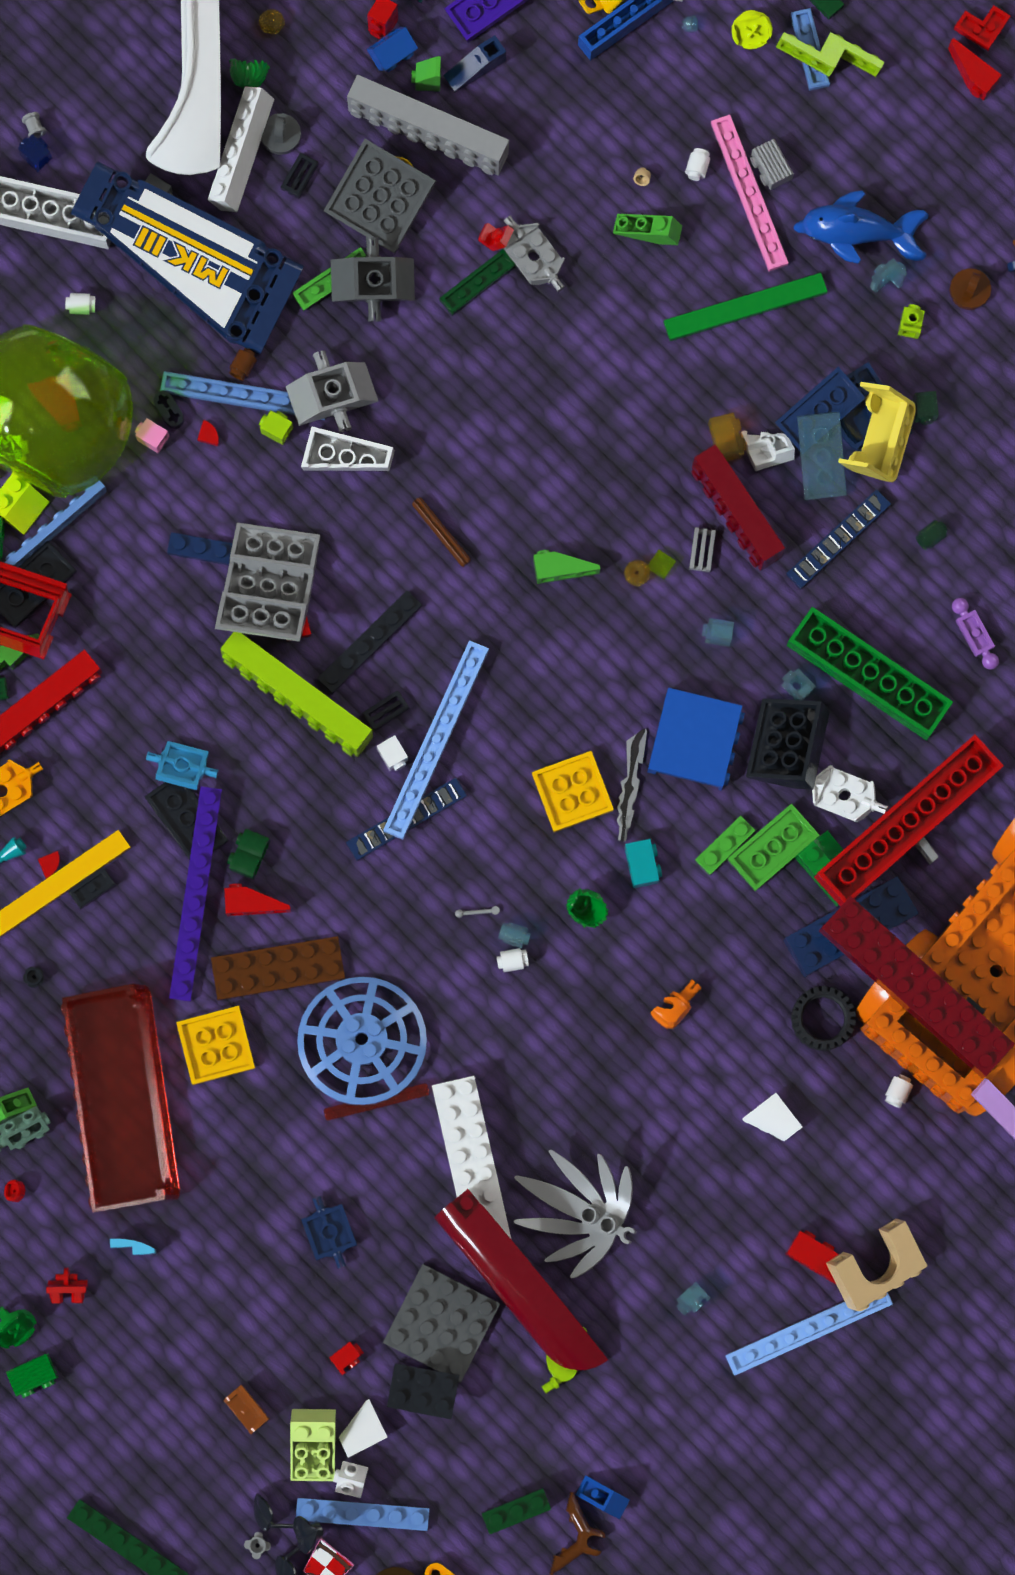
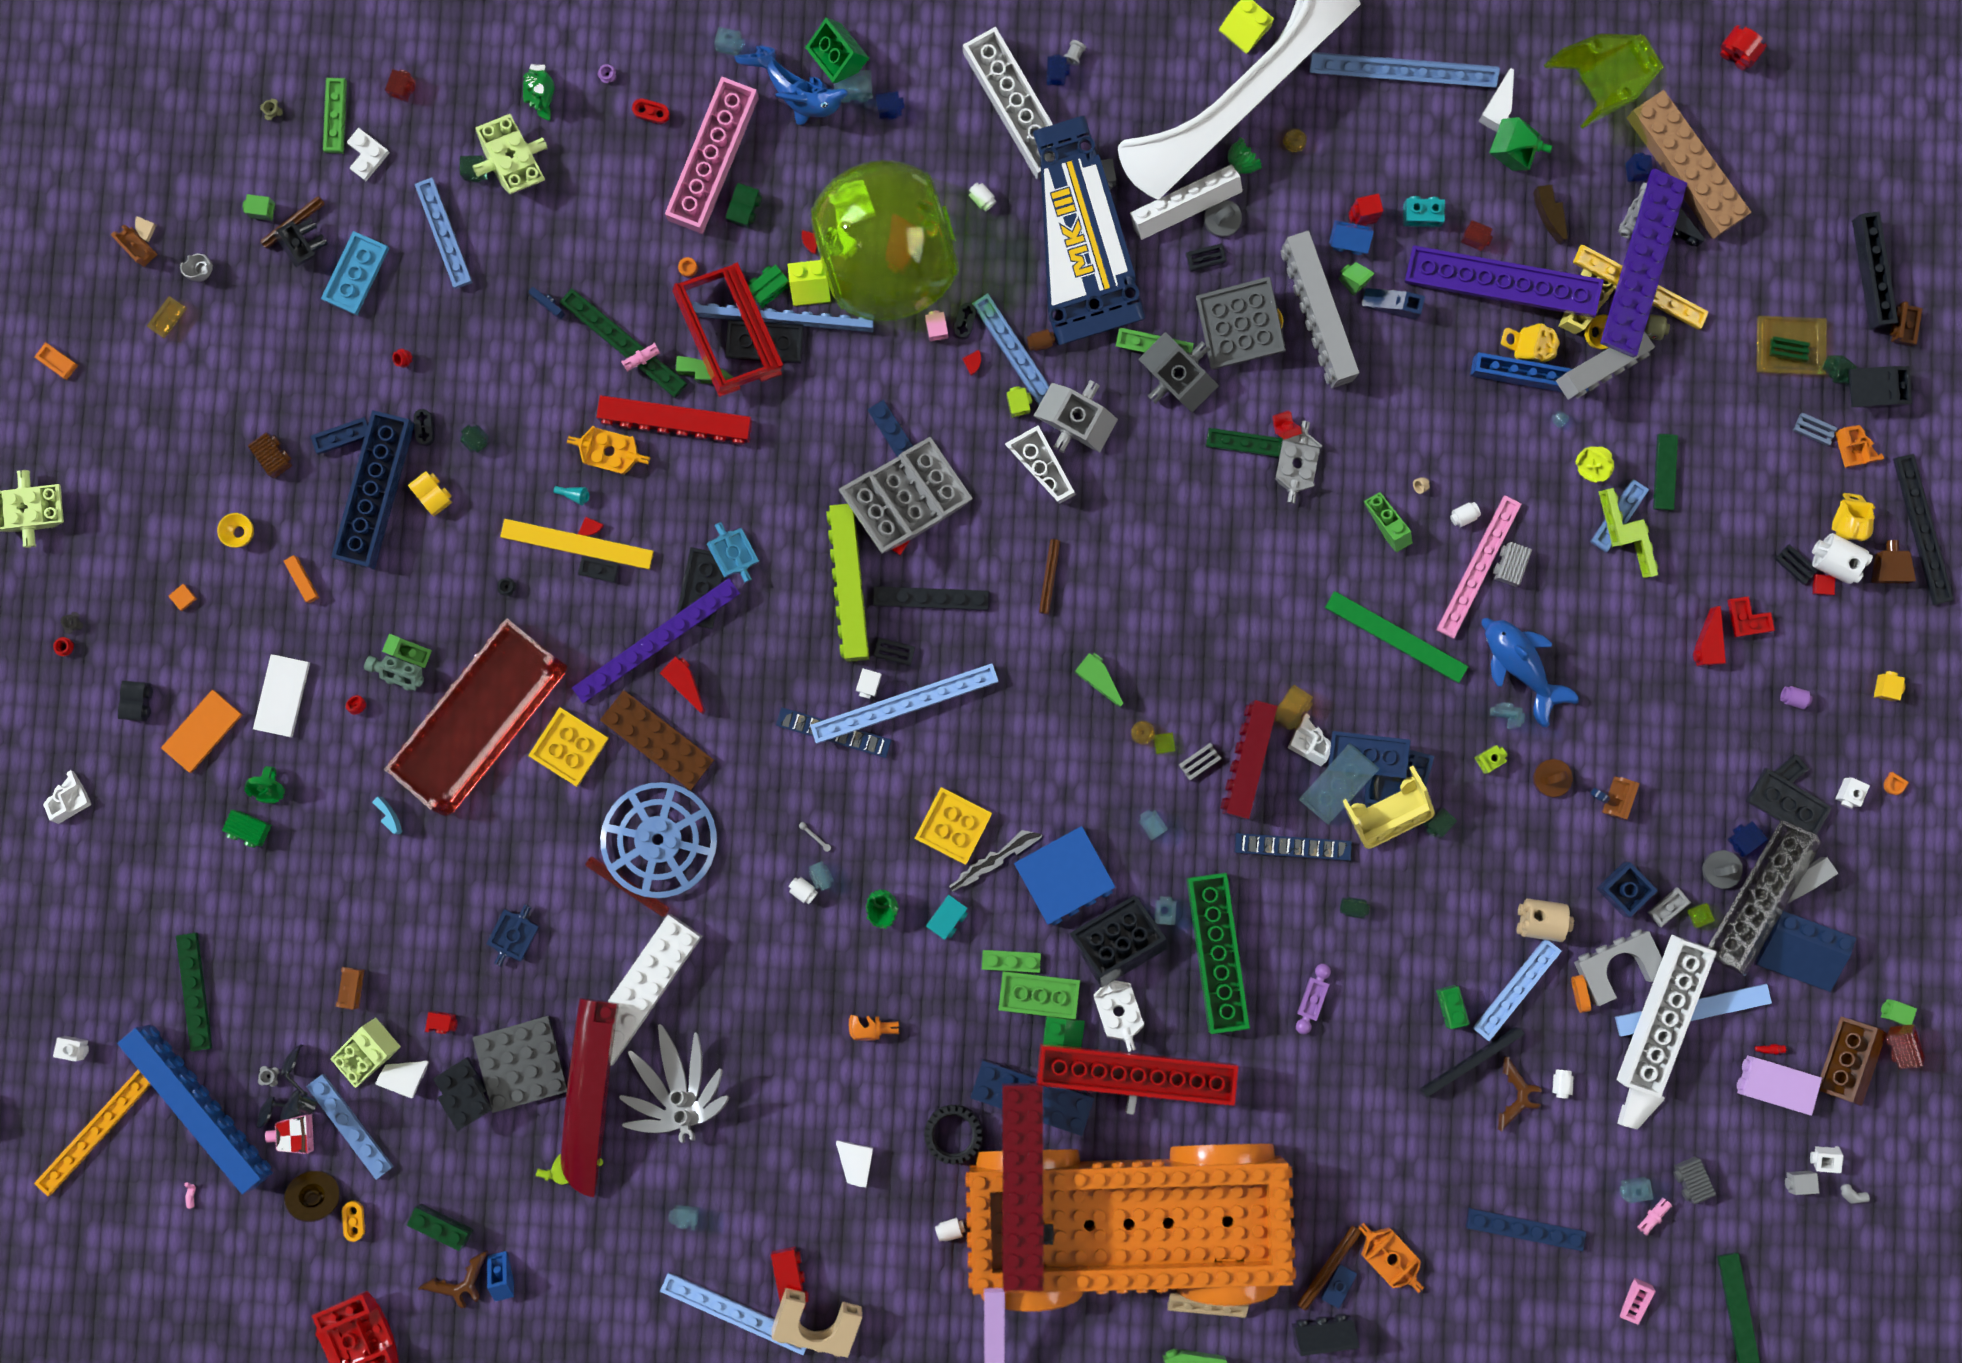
camera: 50 degrees right, 5 degrees up
(67, 1284) = (324, 795): red hips -> none
(248, 854) = (714, 651): dark green brick -> none
(350, 1479) = (363, 1098): white brick -> none

